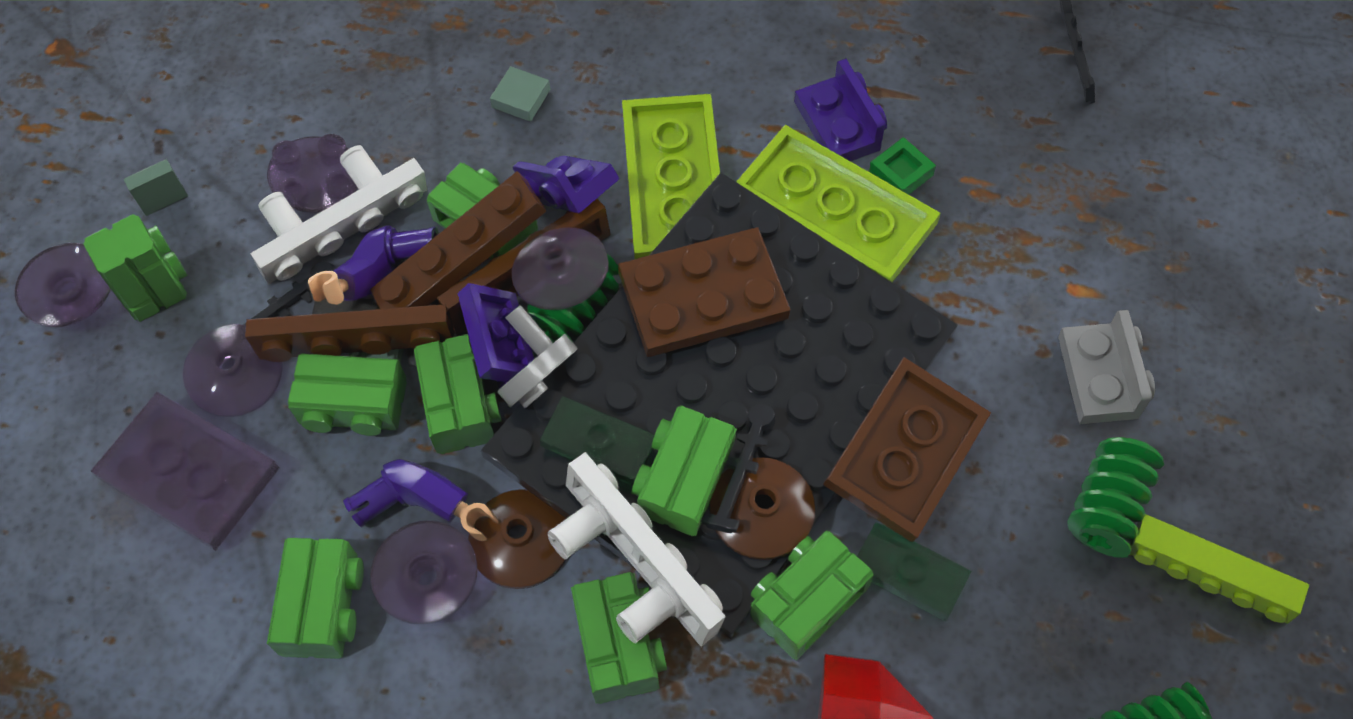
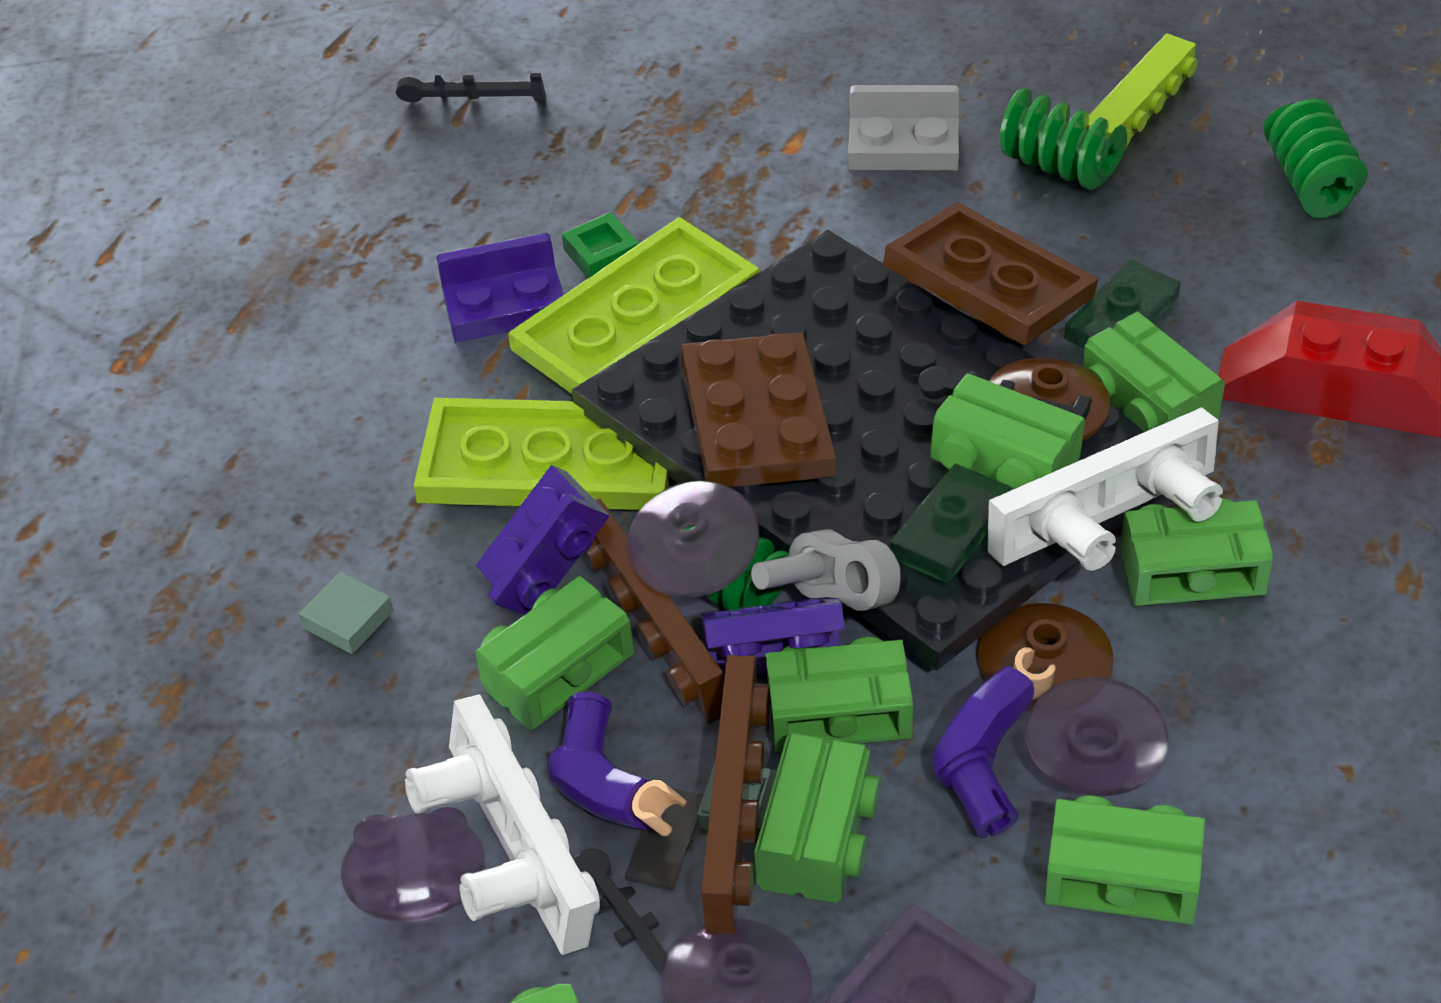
camera: 80 degrees left, 15 degrees down
(461, 246) = (631, 655): reddish brown plate -> none

